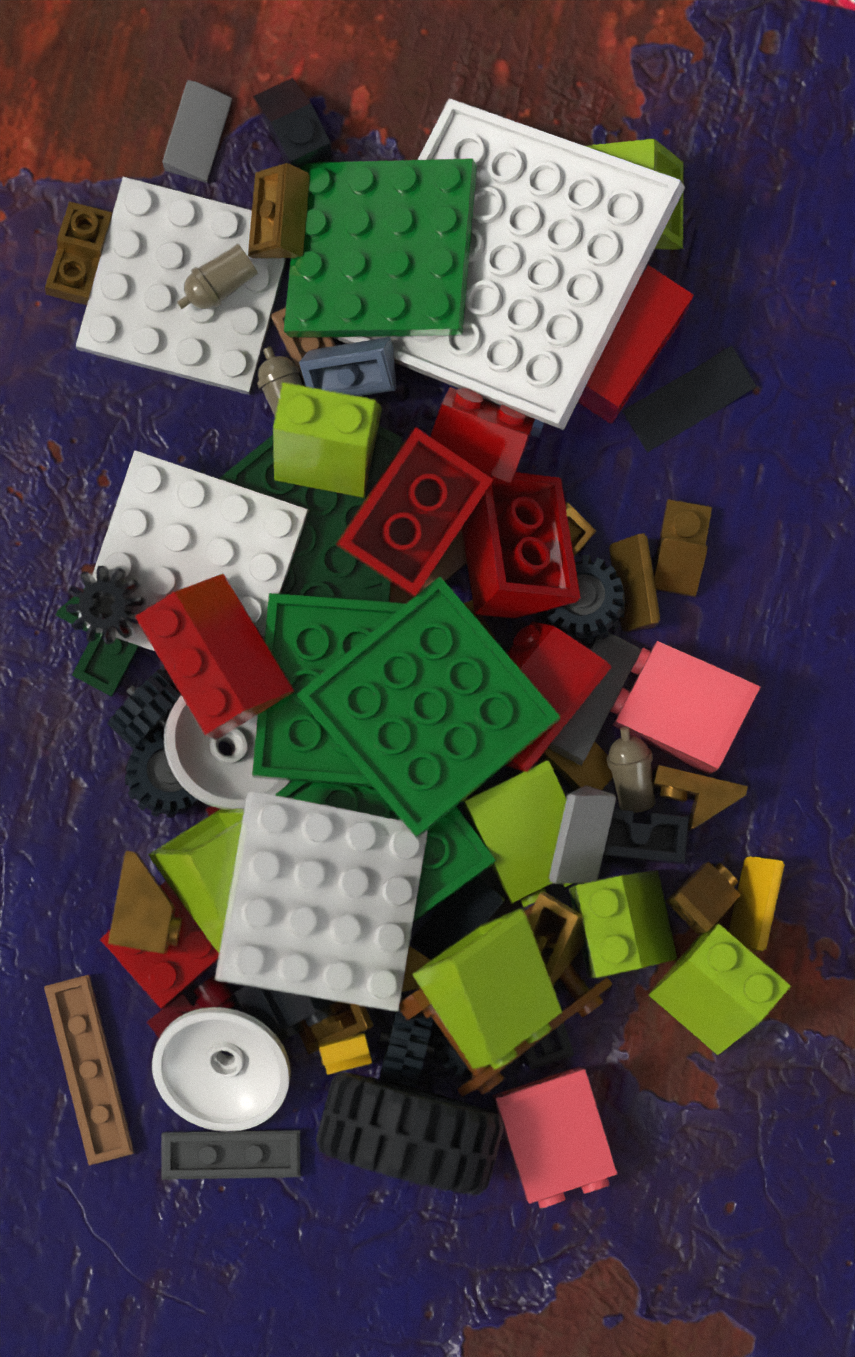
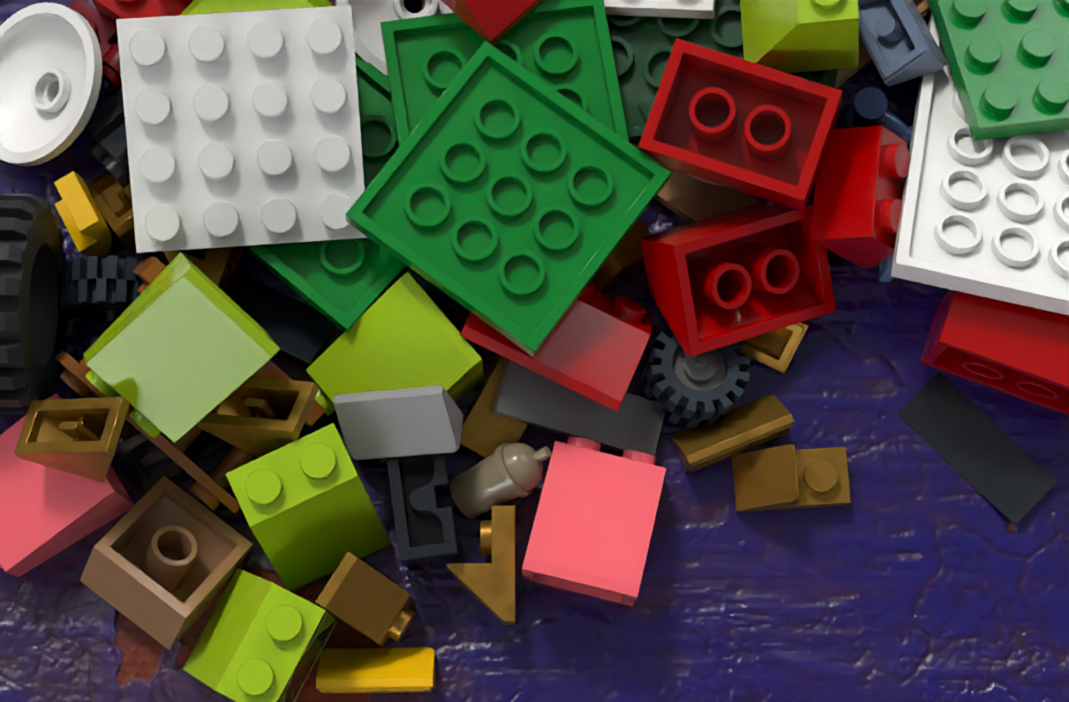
camera: 85 degrees right, 5 degrees down
(410, 407) = (870, 109): none -> dark blue piece
(539, 1087) = (73, 434): none -> pearl gold slope
(635, 1047) = (165, 562): none -> medium nougat slope

